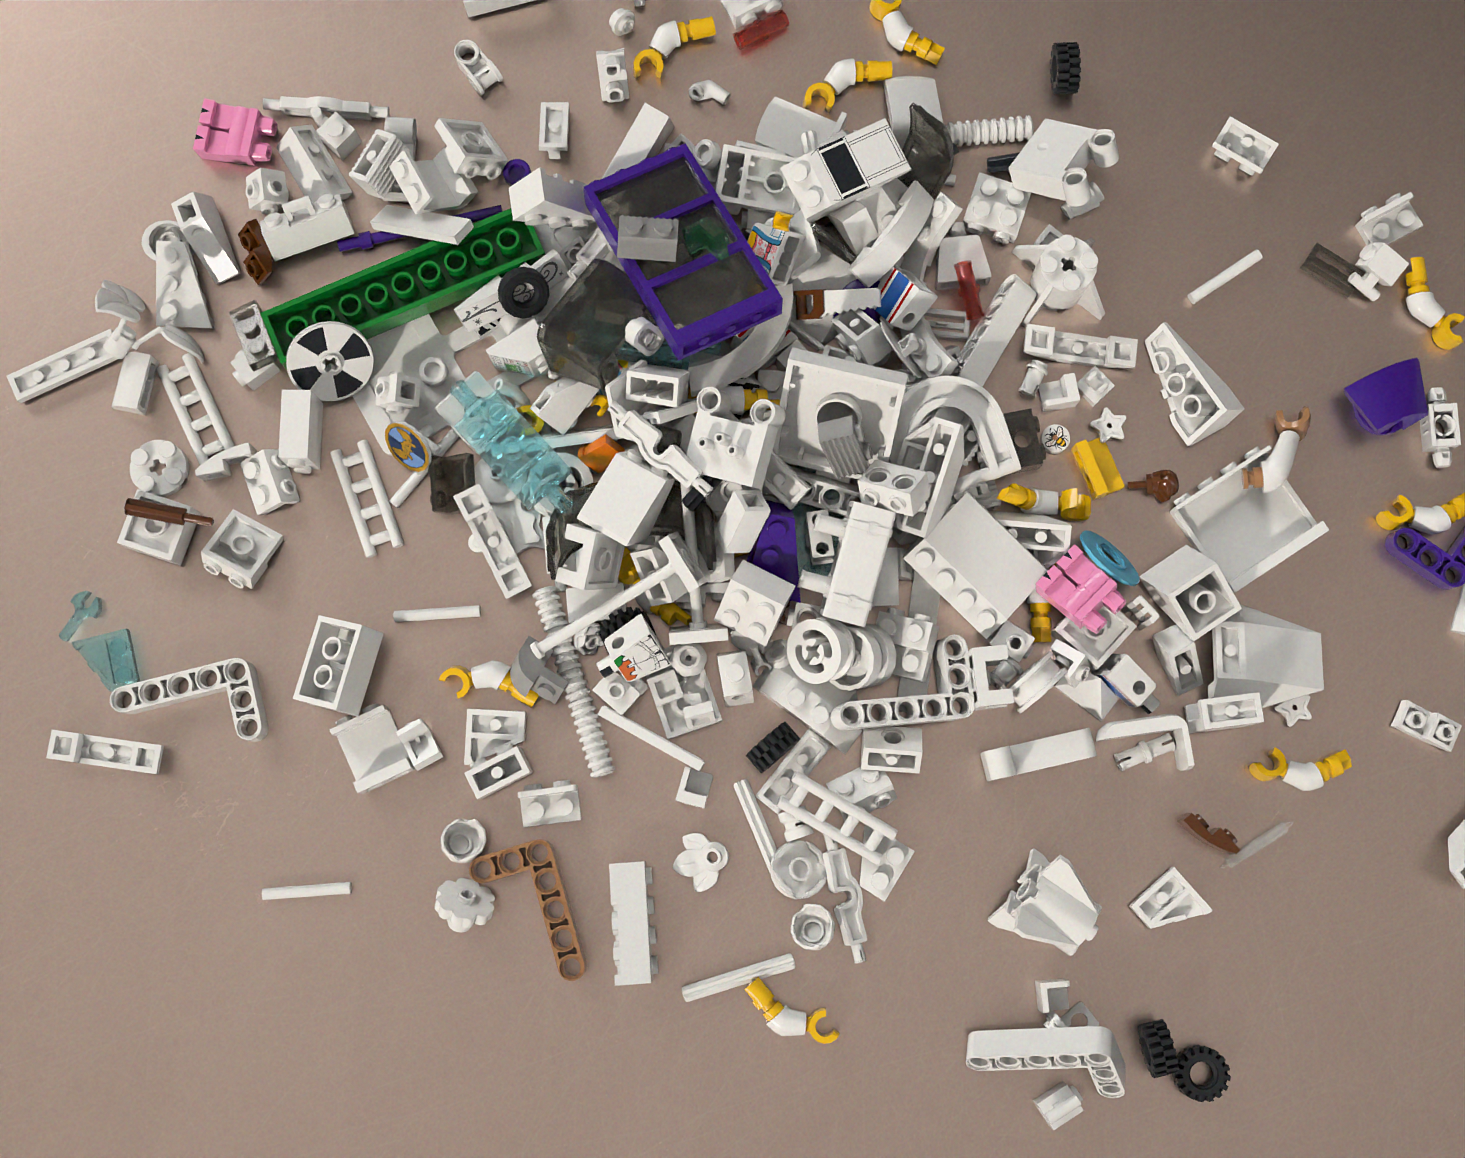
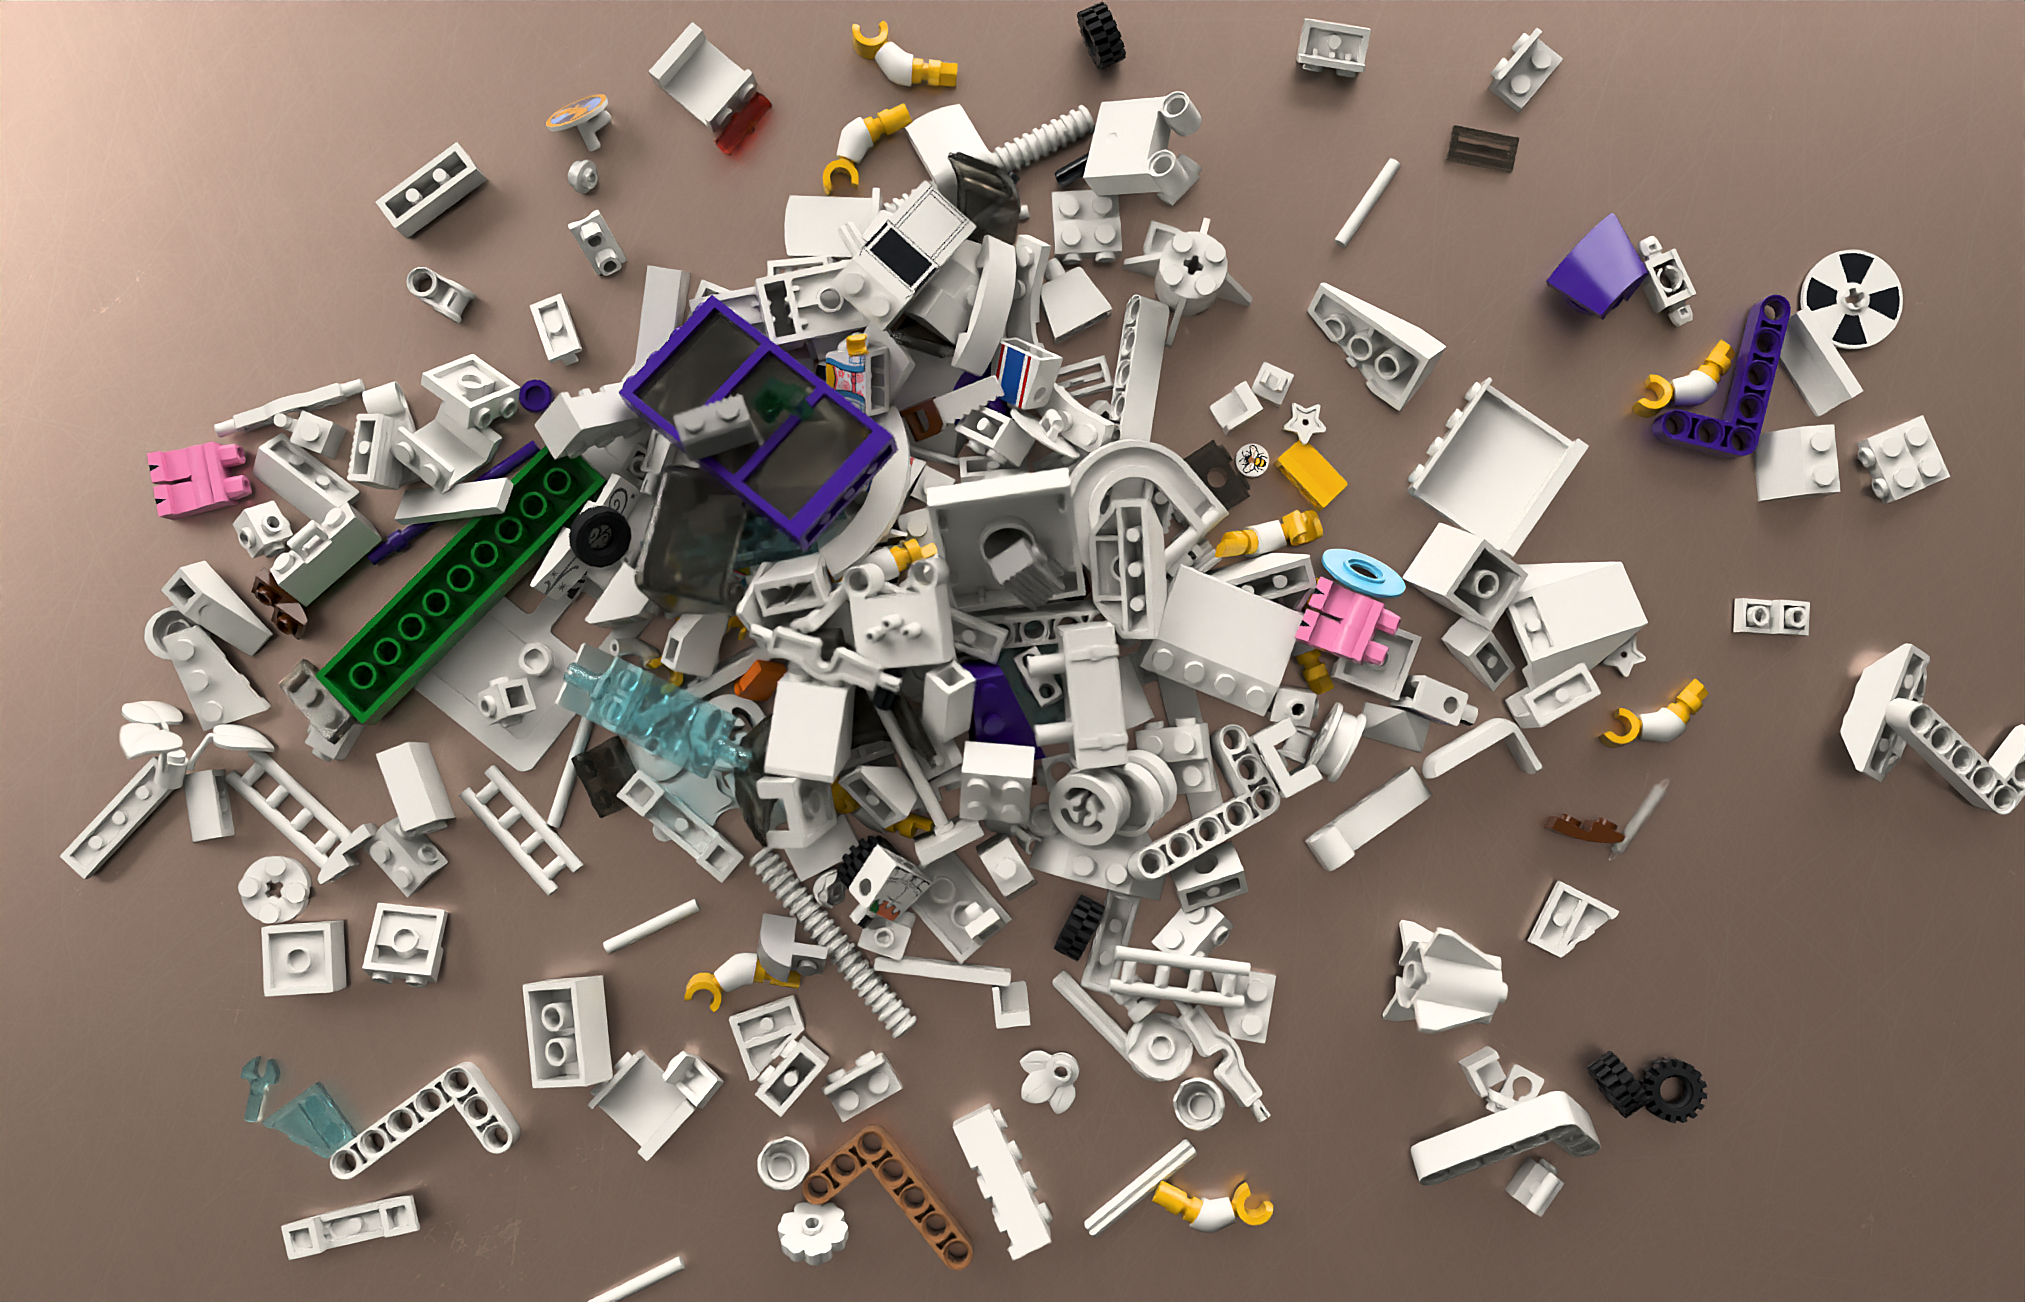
camera: 20 degrees left, 5 degrees up
(163, 513) = (302, 944): reddish brown axle -> none
(326, 341) = (401, 679): white piece -> none
(411, 446) = (548, 755): shield -> none
(644, 336) = (755, 536): white plate -> none
(665, 688) = (936, 910): white tile -> none
(669, 37) = (644, 172): yellow piece -> none
(680, 563) = (898, 774): white tile -> none
(691, 667) = (953, 878): white plate -> none
(707, 154) = (741, 295): white tile -> none
(708, 89) = (711, 216): white arm -> none
(894, 487) = (1100, 598): white brick -> none
(969, 290) = (1093, 333): clear red pin -> none
(1033, 378) = (1202, 402): white pin -> none
(1073, 661) = (1361, 700): white bracket -> none
(1080, 349) = (1240, 348): white slope -> none
(1139, 614) = (1427, 620): white tile -> none
(1144, 751) = (1480, 768): white pin -> none
(1160, 483) = (1385, 465): reddish brown piece -> none
(1278, 465) = (1507, 397): piece -> none
(1380, 266) = (1534, 125): white brick -> none
(1427, 310) = (1602, 153): yellow piece -> none

